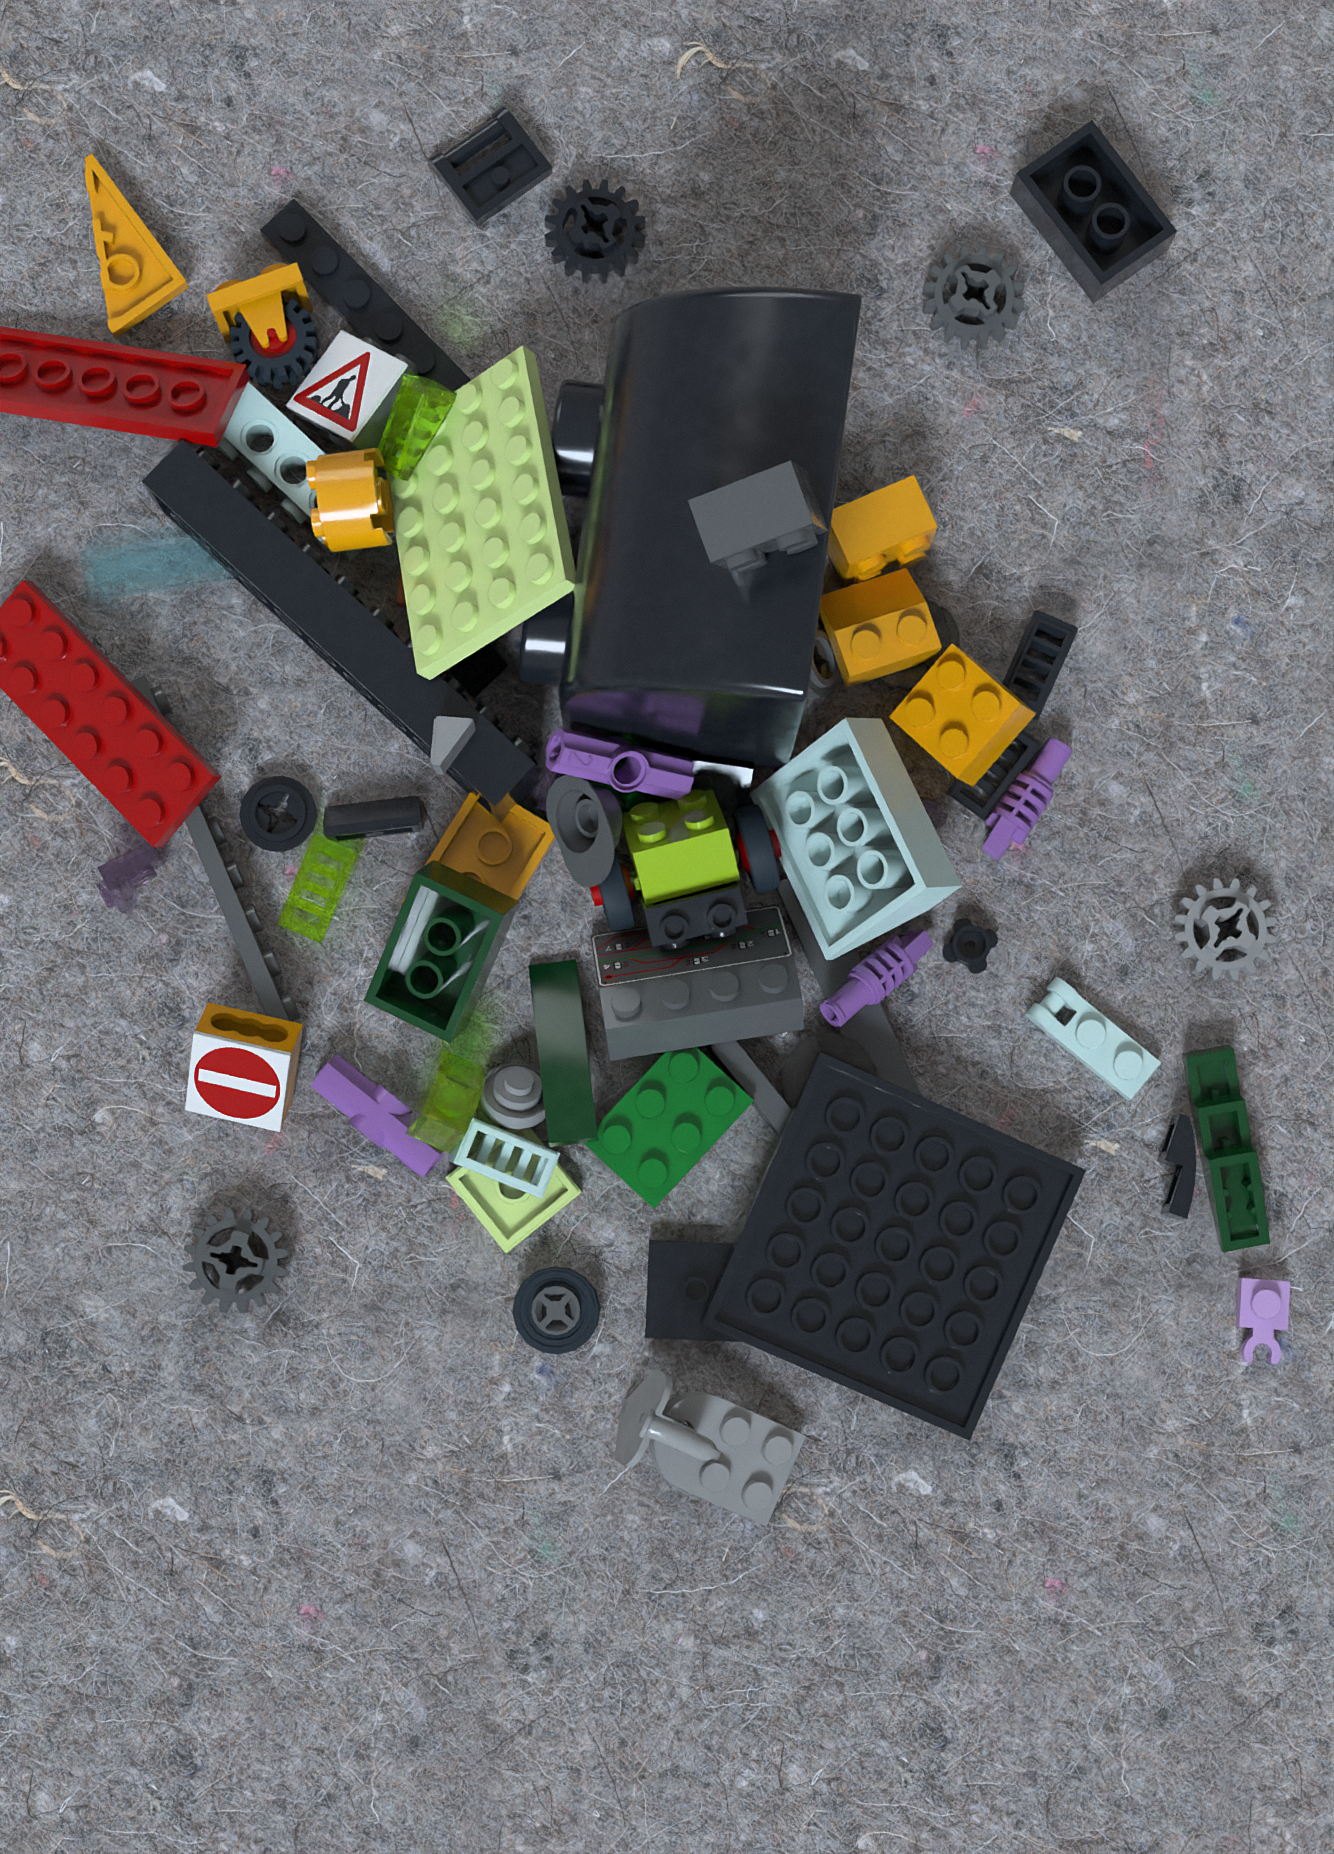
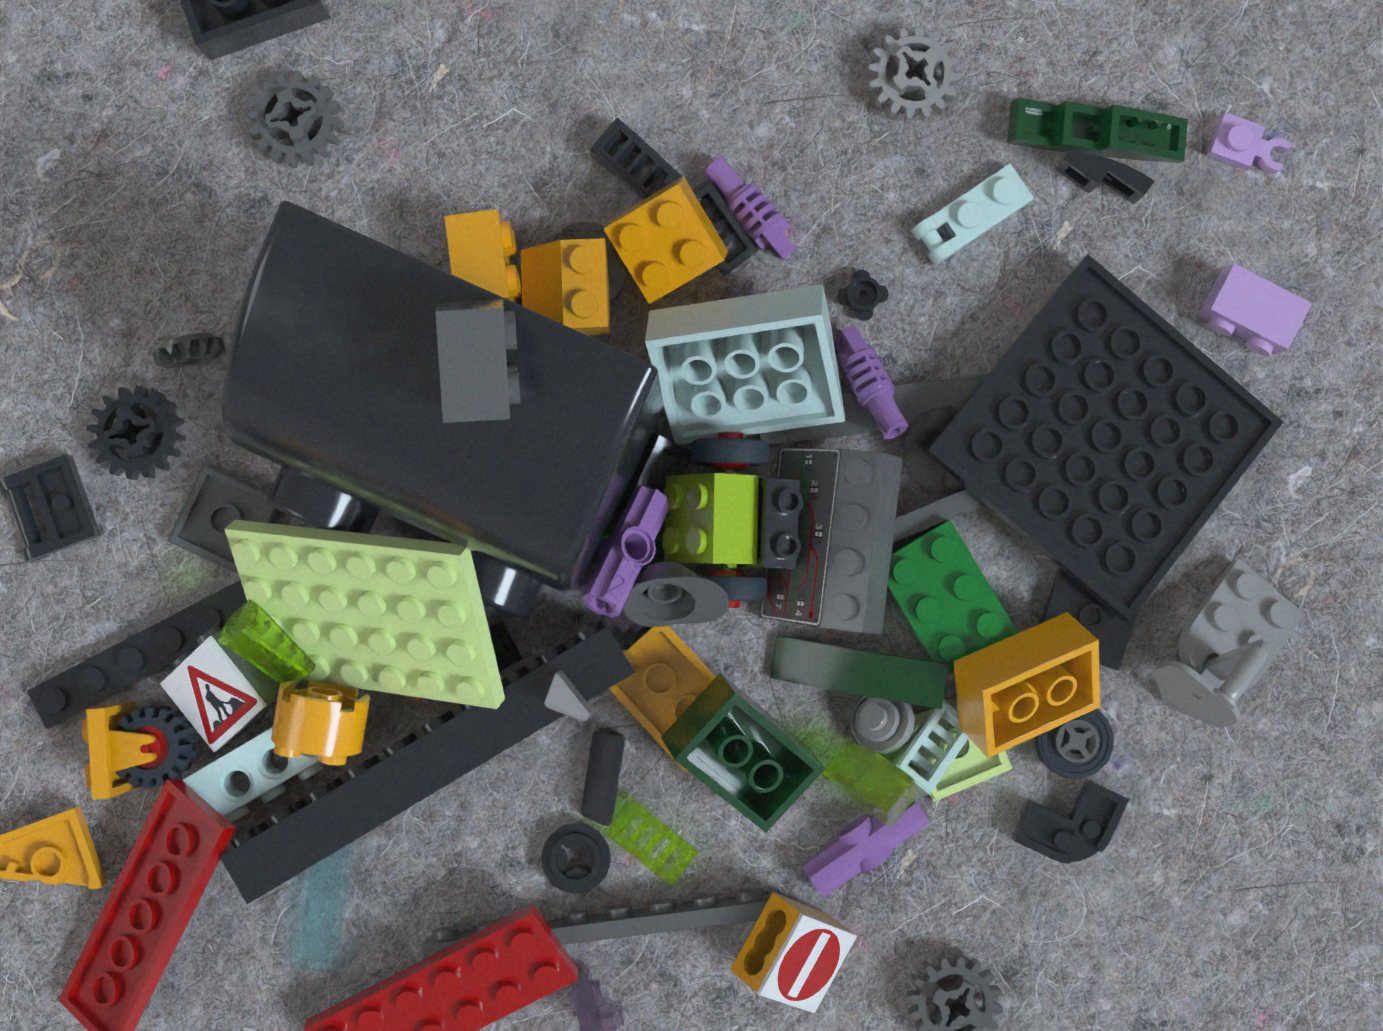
camera: 70 degrees left, 5 degrees up
(450, 1342) = (1076, 836): none -> black plate
(543, 328) = (211, 506): none -> dark grey tile
(601, 1232) = (1027, 684): none -> light orange brick
(696, 257) = (188, 350): none -> dark grey gear
(1080, 1373) = (1254, 310): none -> lavender brick

